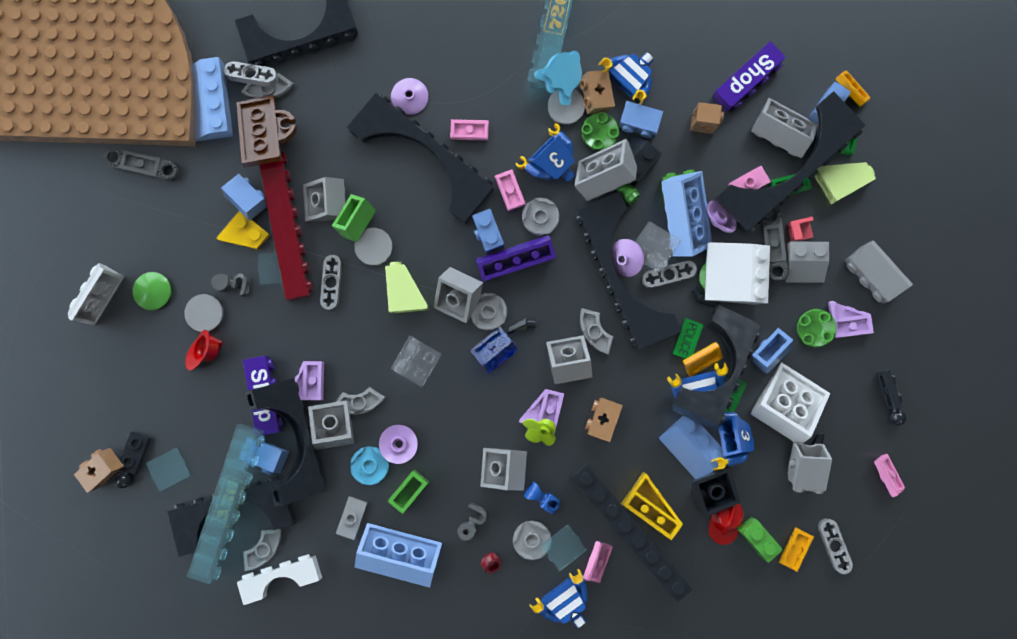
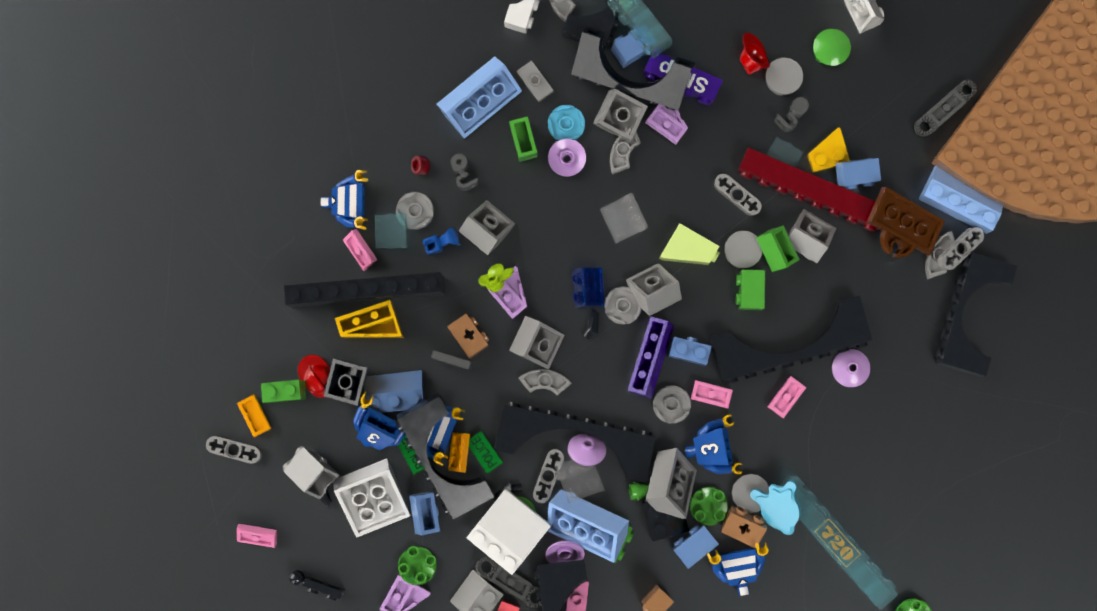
camera: 125 degrees right, 0 degrees up
(402, 217) = (751, 289): none -> bright green piece
(634, 417) = (448, 359): none -> dark grey tile

